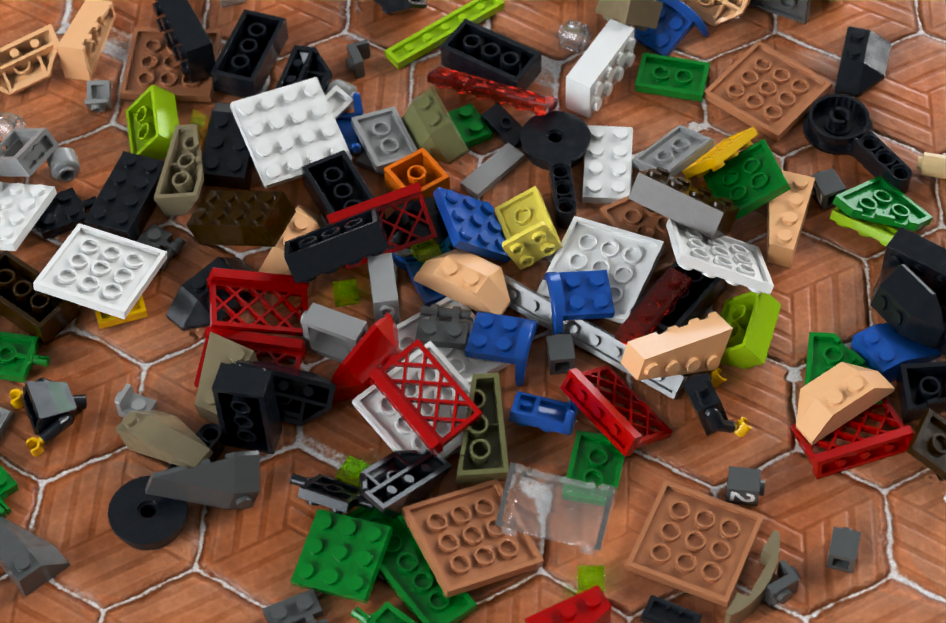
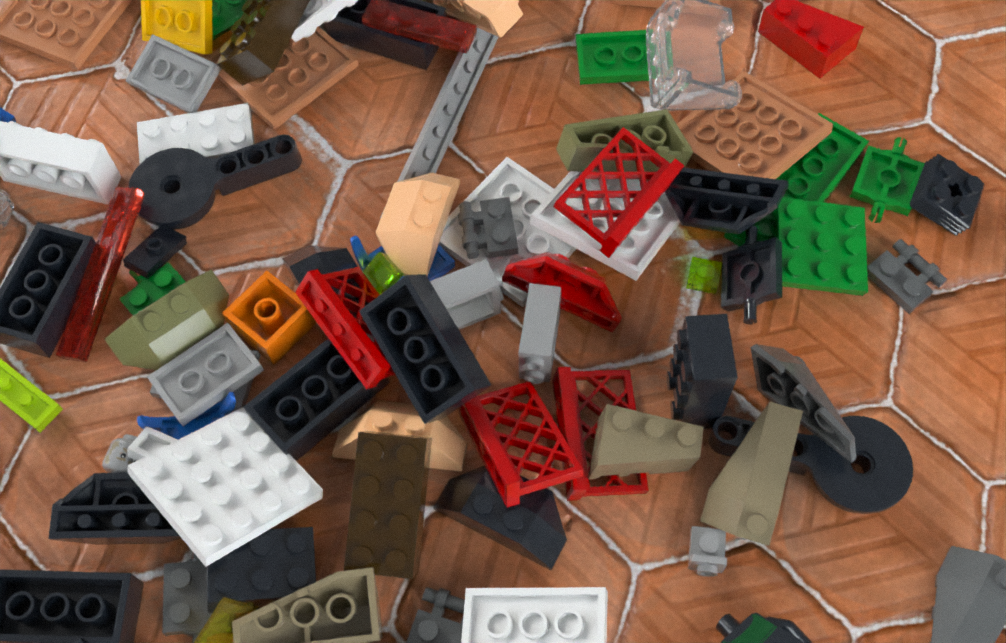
camera: 105 degrees left, 10 degrees up
(299, 393) = (635, 360): black wedge -> none
(356, 54) = (52, 465): dark grey bracket -> none
(471, 224) = (334, 230): blue plate -> none
(492, 171) = (227, 251): light grey tile -> none
(502, 340) = (489, 163): blue piece -> none
(527, 228) = (321, 180): light yellow bracket -> none
(543, 413) = (571, 102): blue piece -> none
(560, 353) = (485, 115): dark grey brick -> none
(578, 296) = (414, 99): blue piece -> none
(590, 576) = (743, 38): clear neon green plate -> none
(610, 417) = (551, 57): red fence -> none
(624, 255) = (363, 100): white plate -> none
(672, 77) = (51, 97): green plate -> none

